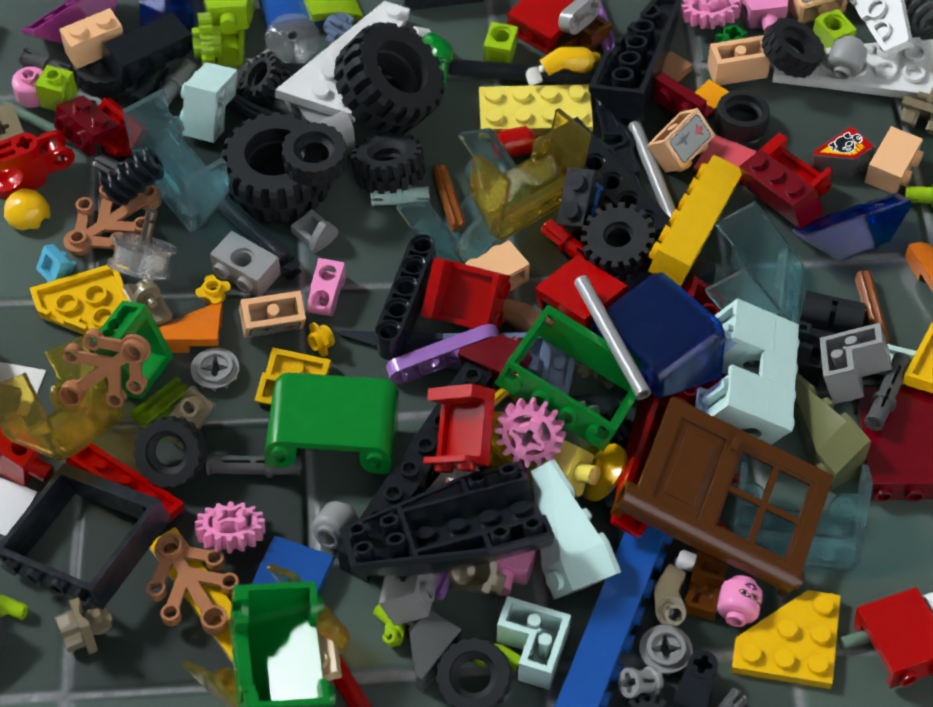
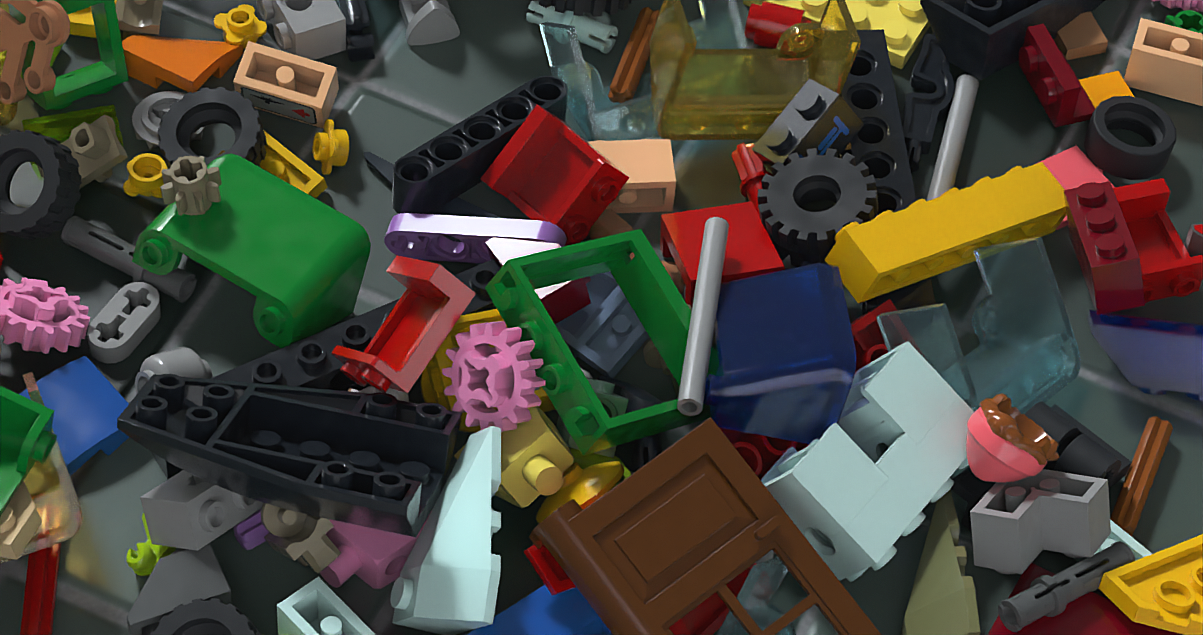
camera: 25 degrees right, 5 degrees down
(228, 402) = (145, 176): none -> yellow plate
(243, 350) = (208, 108): none -> black tyre
(283, 405) = (191, 185): none -> dark tan gear
(285, 504) = (117, 318): none -> light grey beam
(326, 287) = (386, 88): bright pink leg -> none
(681, 141) = (1014, 127): brick -> none
(818, 329) = (1005, 443): none -> hair

